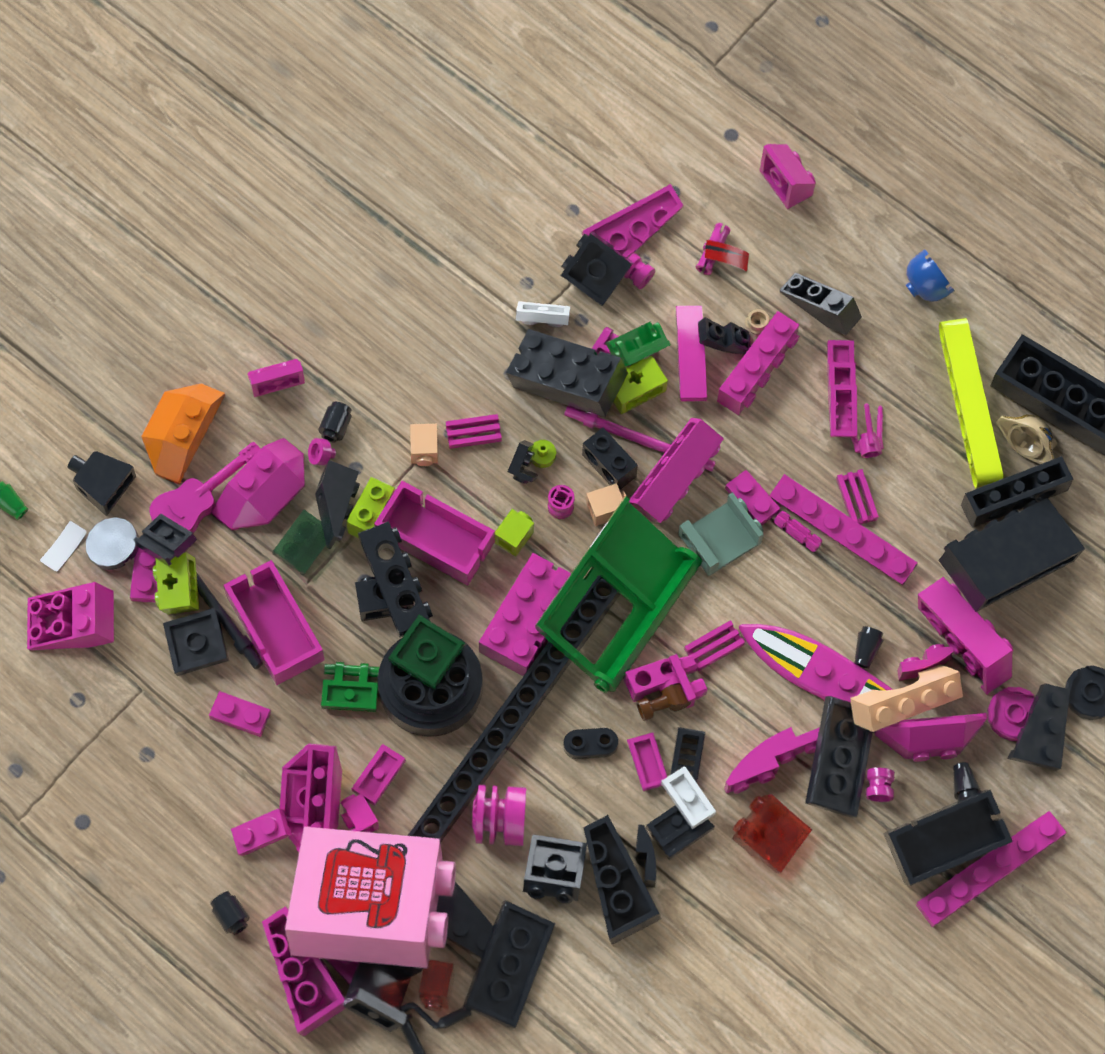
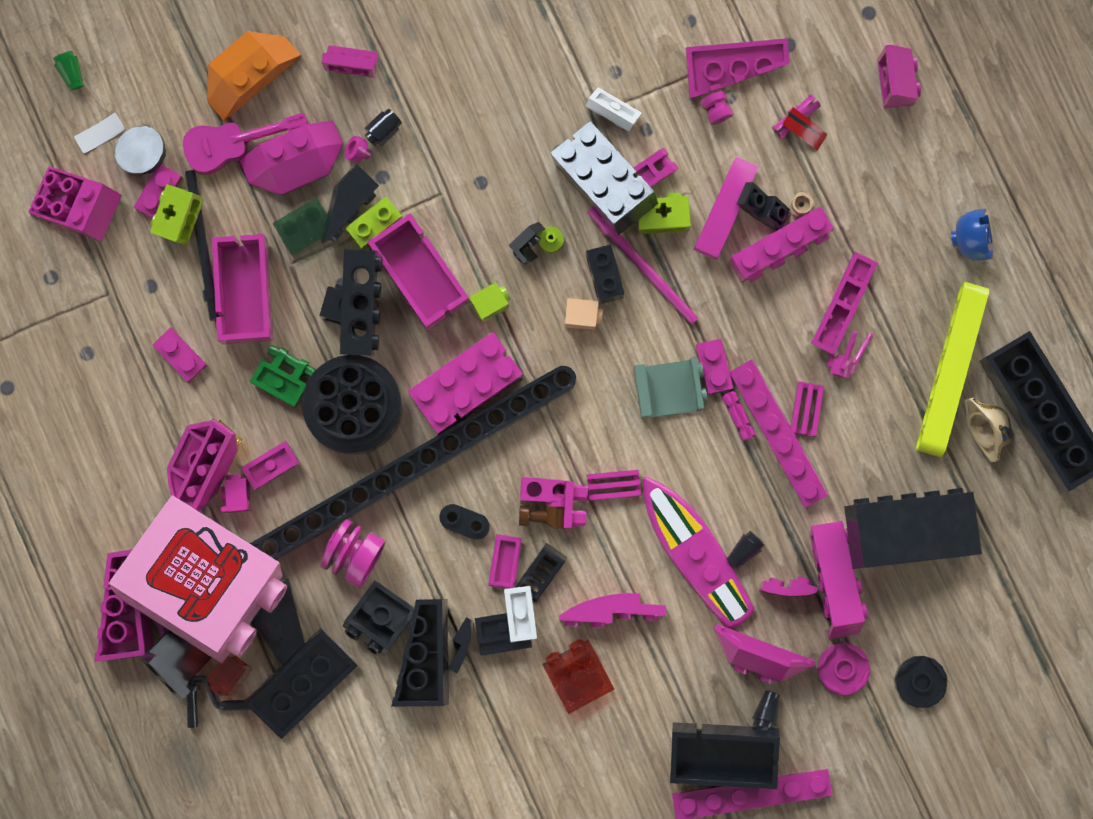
camera: 25 degrees right, 15 degrees up
(101, 479) = (156, 88): black torso -> none
(165, 539) = (181, 172): black plate -> none
(195, 642) = (170, 274): black plate -> none
(230, 913) = (90, 528): black brick -> none
(260, 832) = (147, 470): dark pink plate -> none
(424, 444) = (449, 184): light nougat brick -> none
(426, 652) = (353, 383): dark green tile -> none
(470, 422) = (502, 181): dark pink tile -> none
(561, 508) = (543, 298): dark pink wheel -> none
(596, 267) = (679, 89): black plate -> none
(638, 343) = (681, 179): green hinge -> none
(643, 570) = (583, 389): green piece -> none
(676, 470) = (656, 314): dark pink brick -> none
(823, 303) = (867, 213): black slope -> none
(839, 760) = (670, 639): black tile -> none
(880, 784) = (693, 677): dark pink wheel -> none
(883, 708) = (724, 618): light nougat arch -> none
(1016, 491) = (949, 473): black brick -> none
(1044, 731) = (859, 699): black wing -> none

